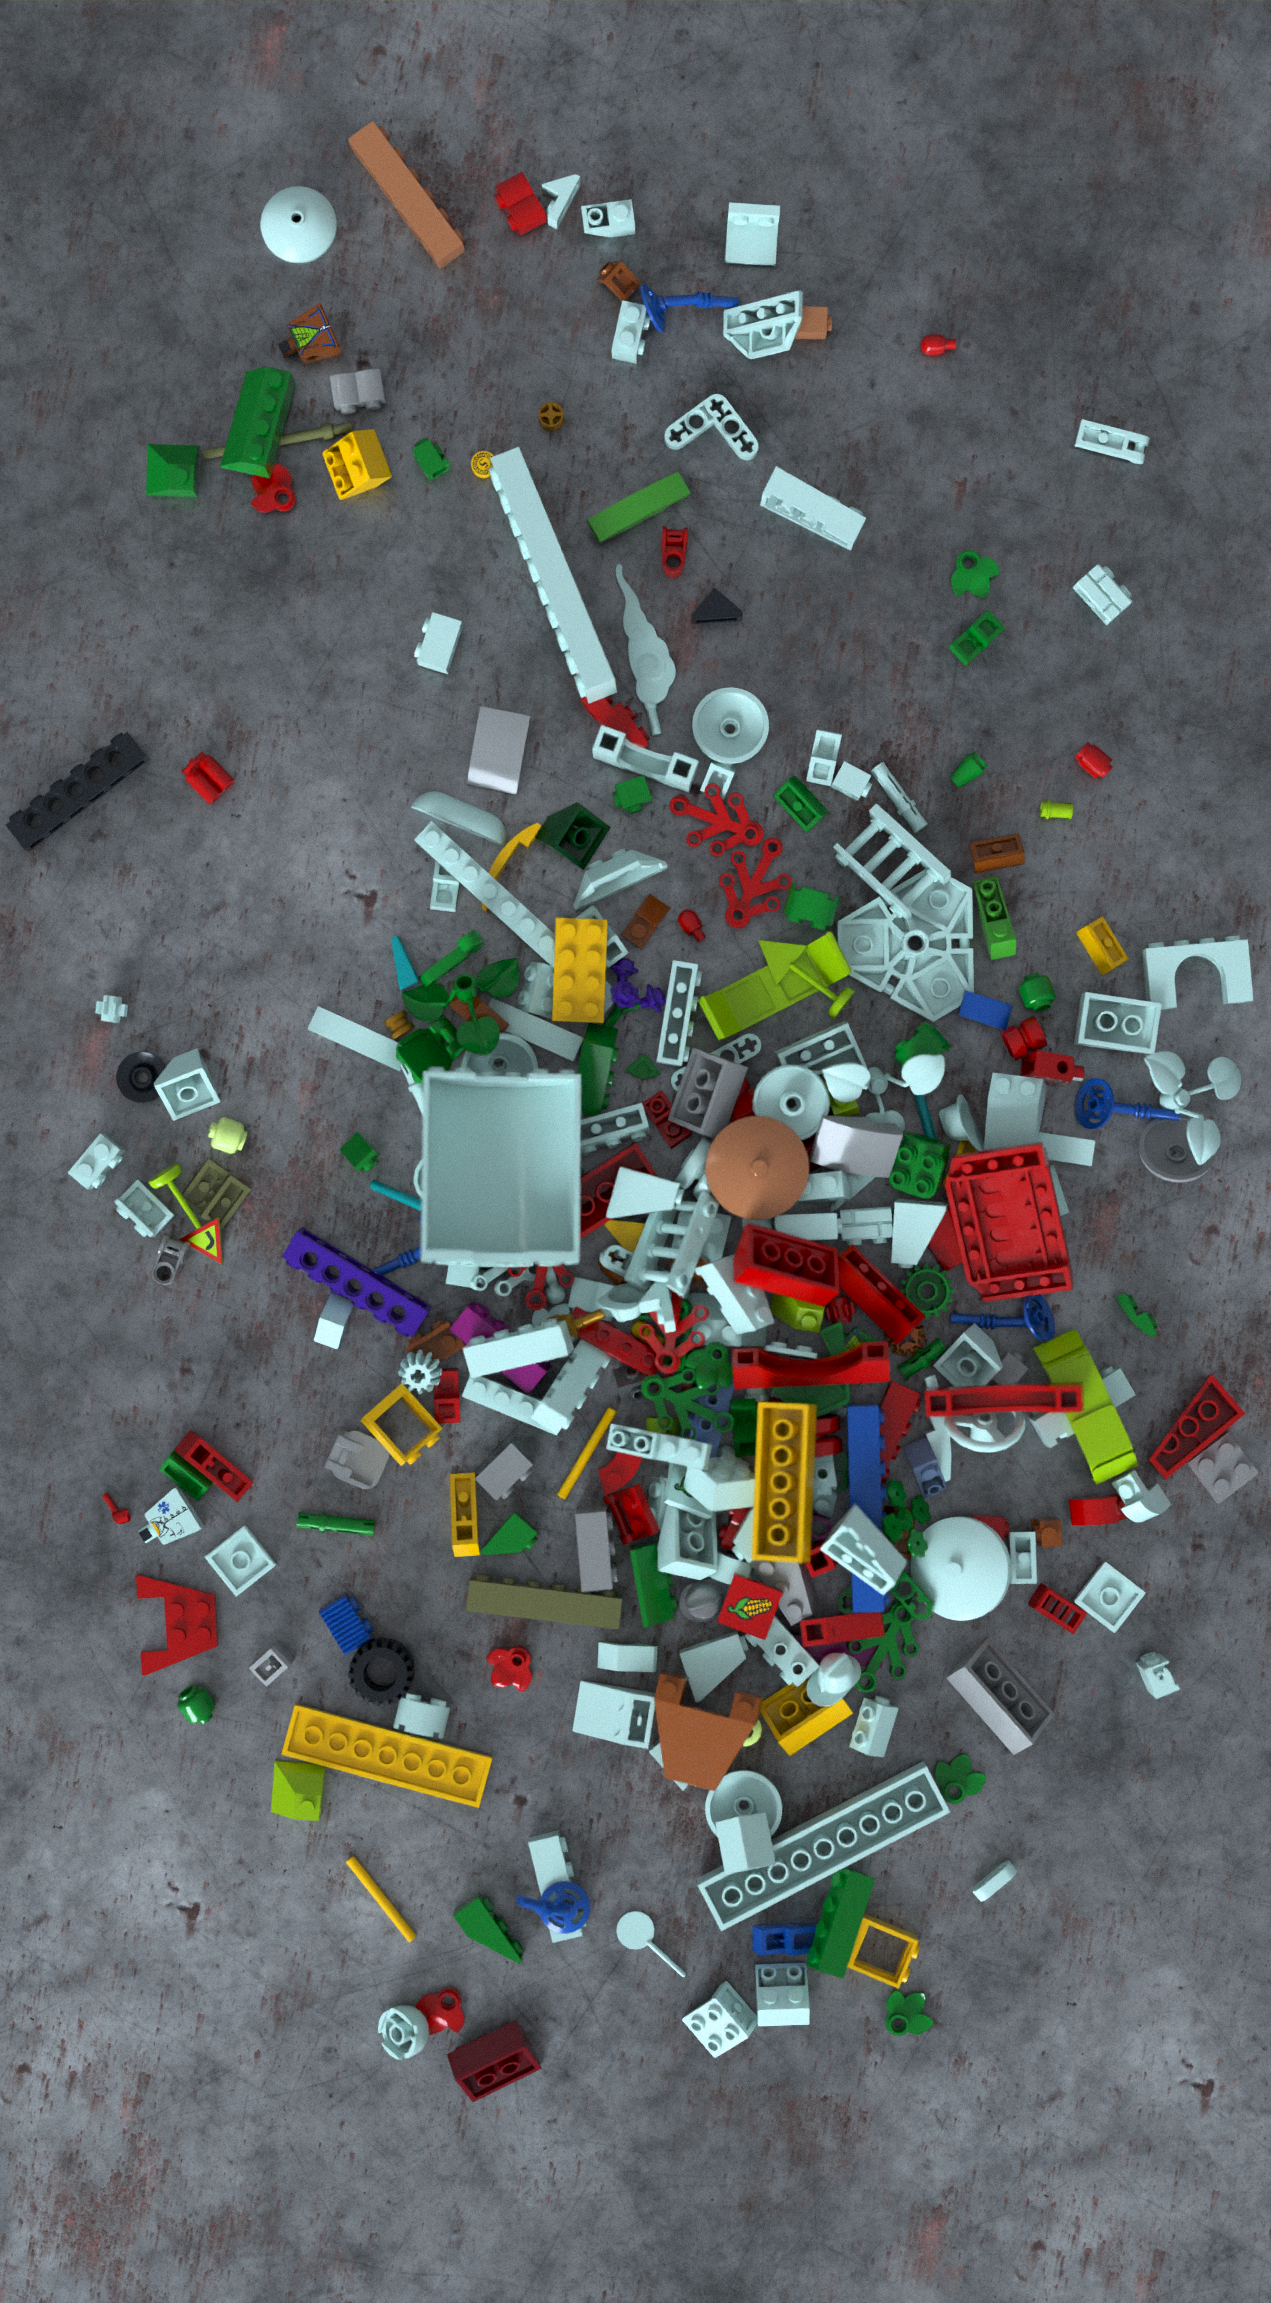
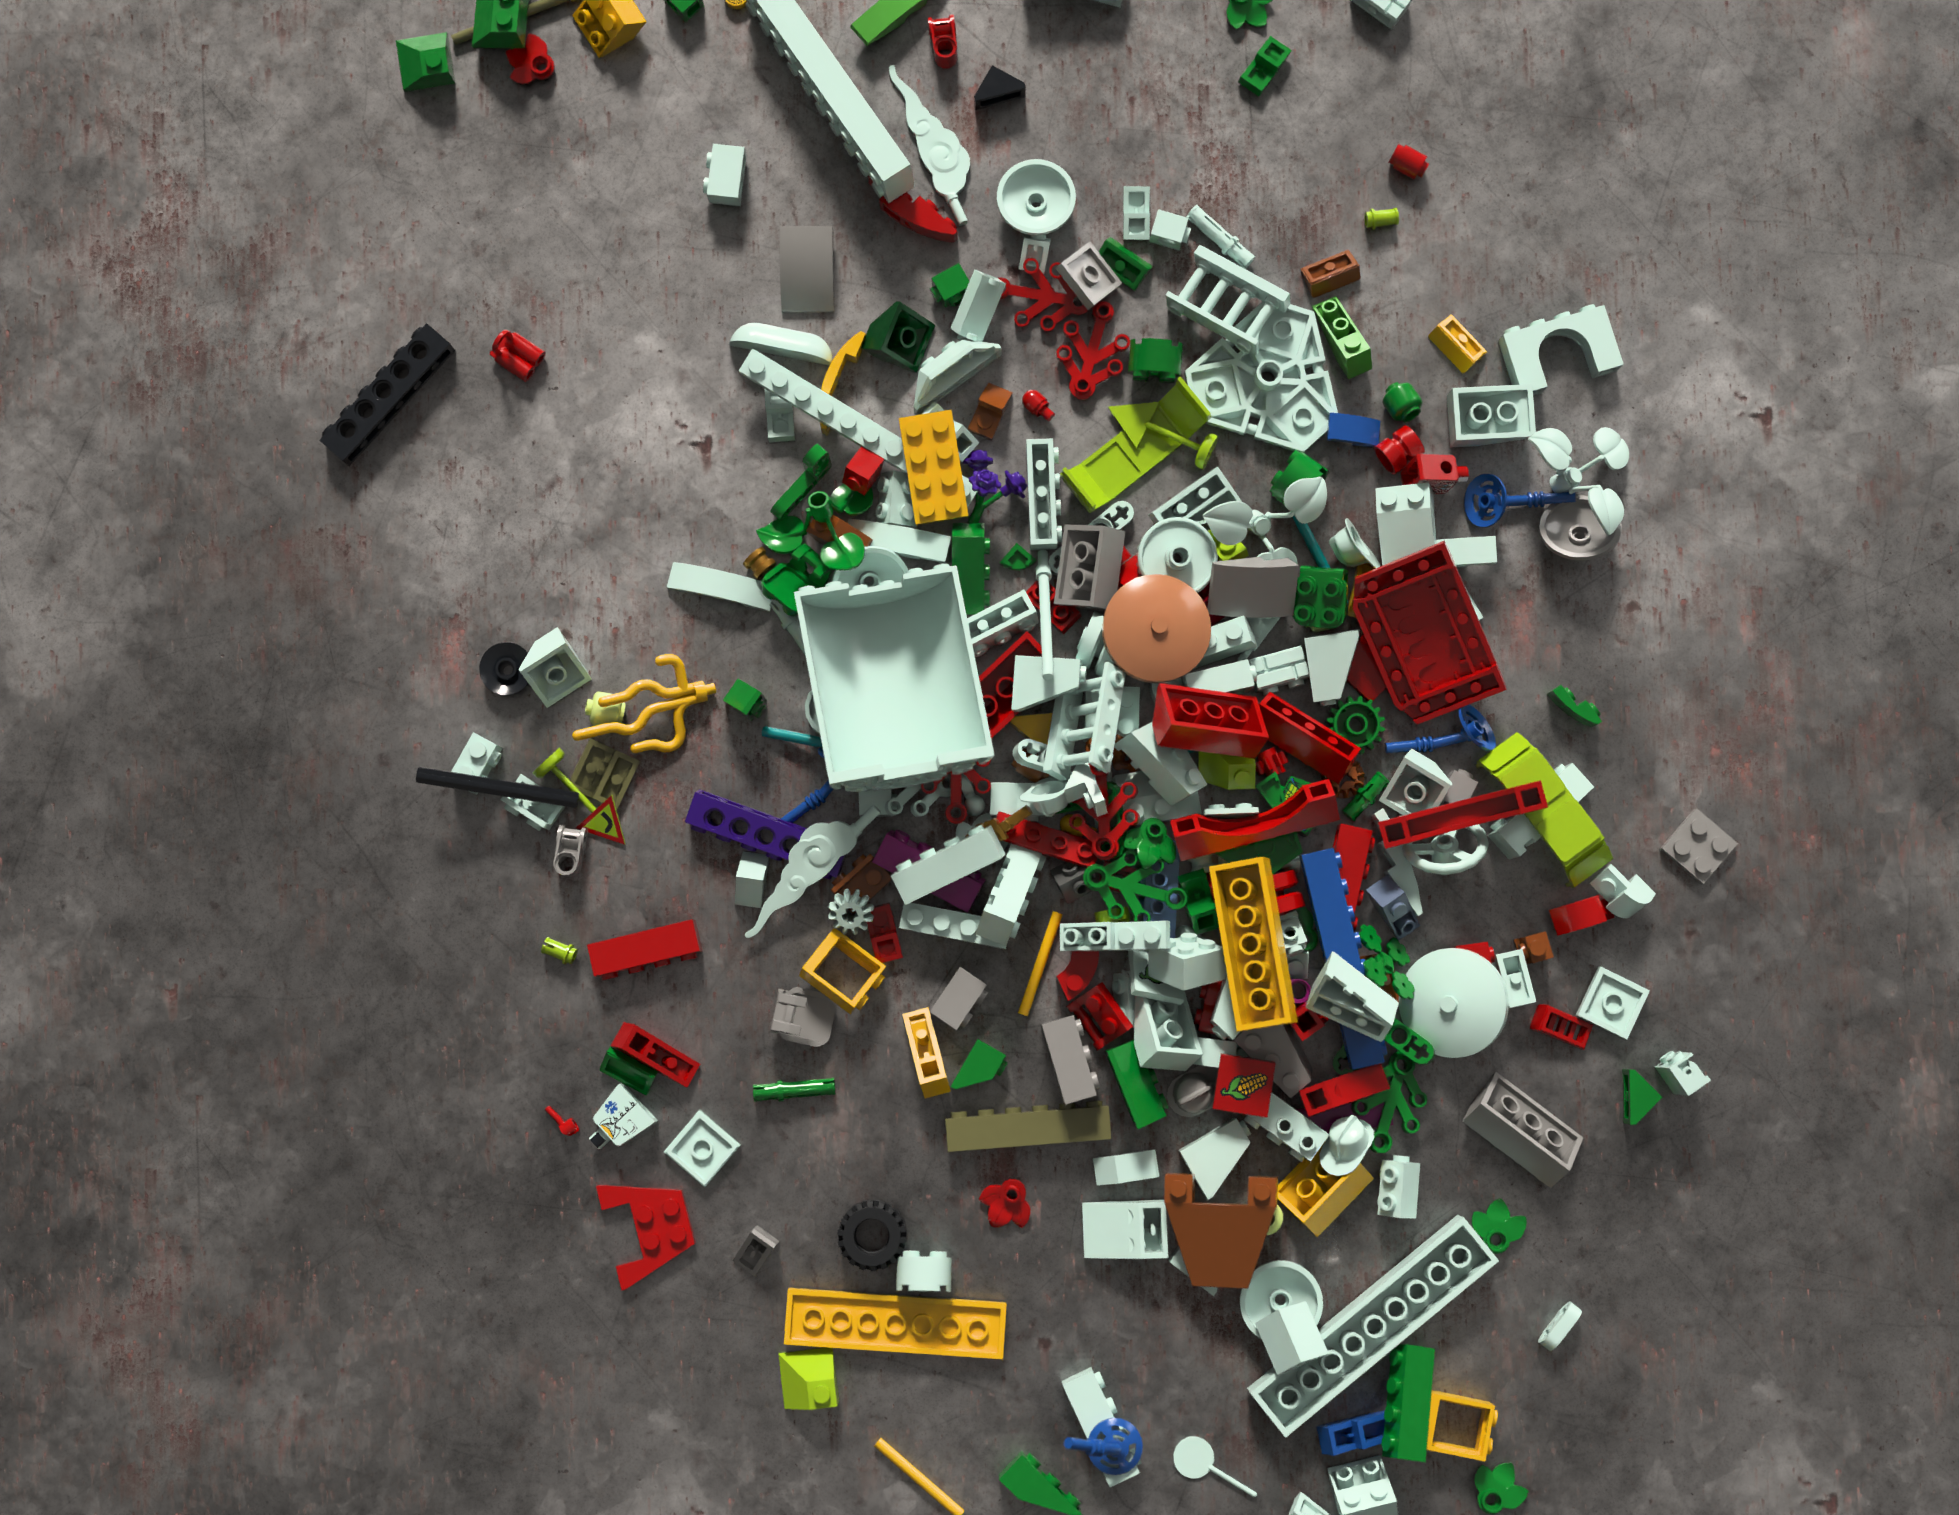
camera: 10 degrees left, 5 degrees down
(111, 1009) = (462, 605): light aqua gear -> none
(113, 1190) = (497, 787): none -> black axle
(144, 1352) = (559, 951): none -> lime pin
(196, 1704) = (684, 1309): green head -> none
(222, 1366) = (645, 948): none -> red brick
(299, 1139) = (683, 696): none -> yellow plant
(346, 1623) = (826, 1191): blue brick -> none
(392, 1317) = (812, 860): none -> light aqua piece
(405, 970) = (756, 508): teal slope -> none
(512, 958) = (863, 470): none -> red brick
(616, 750) = (926, 245): light aqua arch -> none
(653, 821) = (977, 306): none -> light aqua brick
(663, 1090) = (1044, 575): none -> light aqua bar
(765, 812) = (1088, 275): none -> light grey plate
(968, 769) = (1286, 193): green cone -> none
(1112, 1688) = (1638, 1097): none -> green slope
(1200, 1422) = (1665, 804): red wedge -> none

